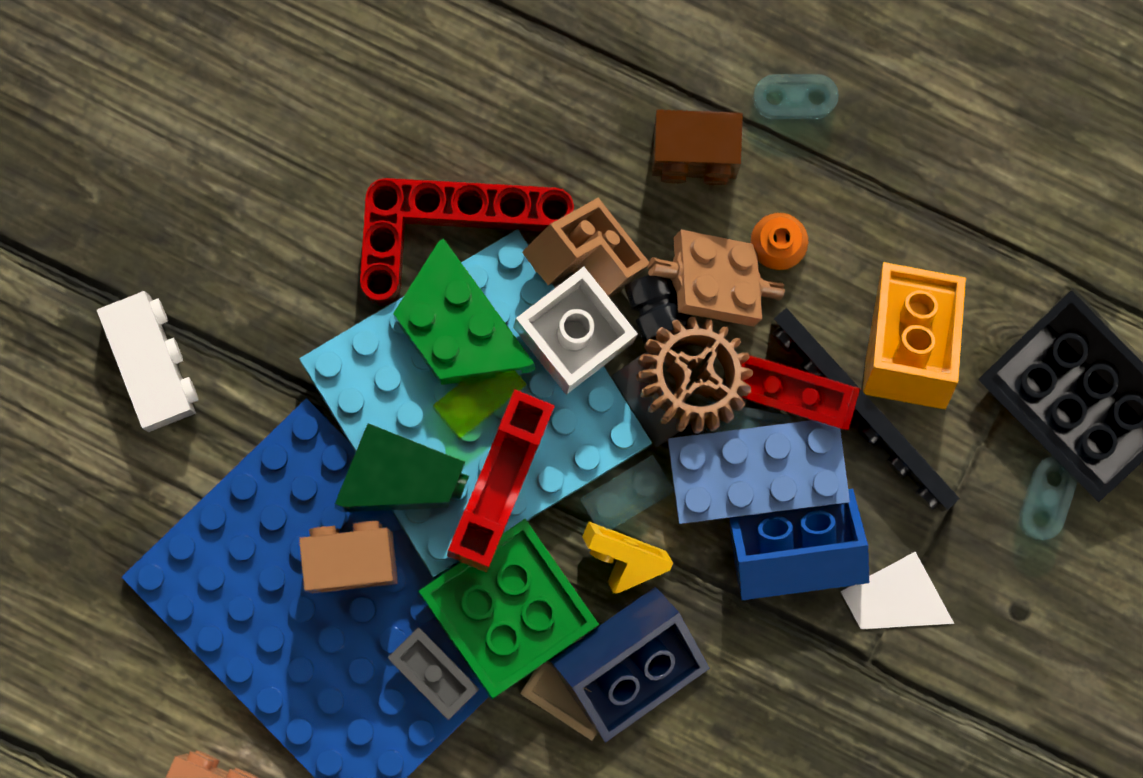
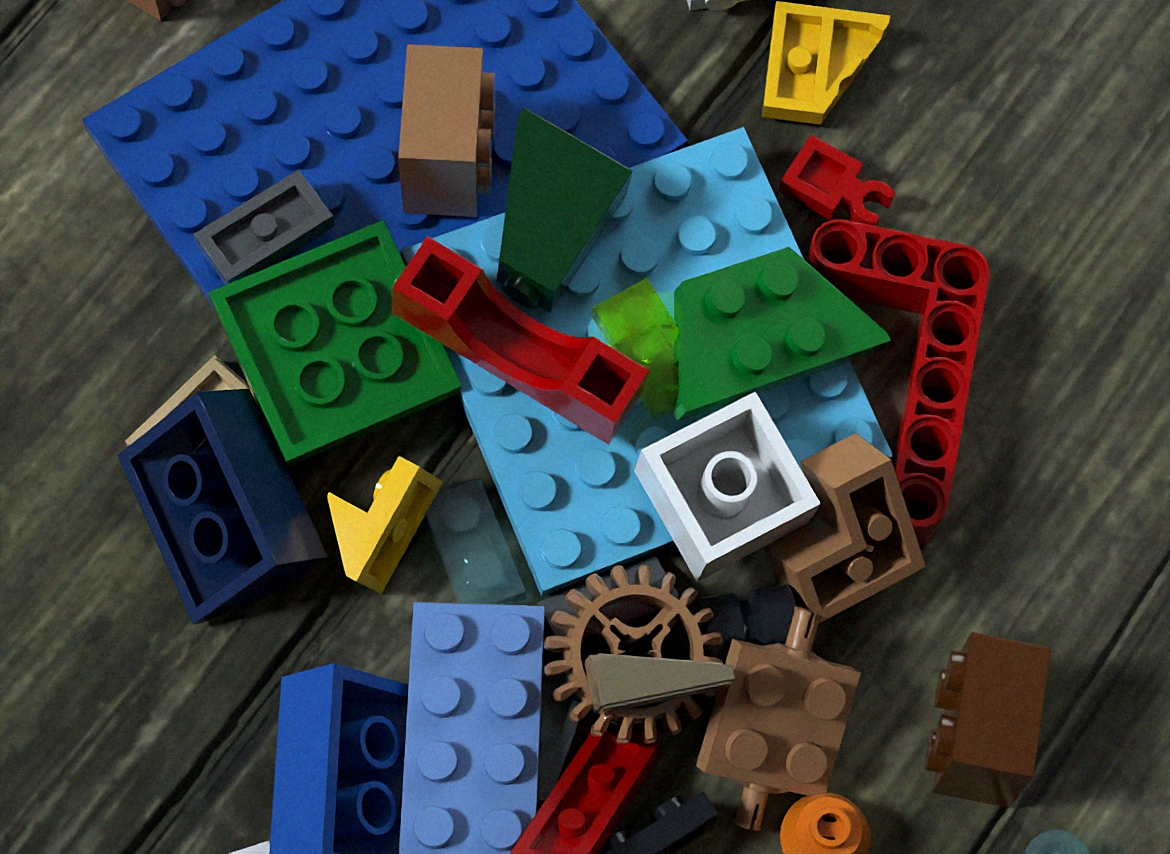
camera: 95 degrees right, 15 degrees down
(227, 318) = (816, 58): none -> yellow wing
(322, 297) = (828, 179): none -> red plate
(724, 361) = (636, 681): none -> dark tan slope

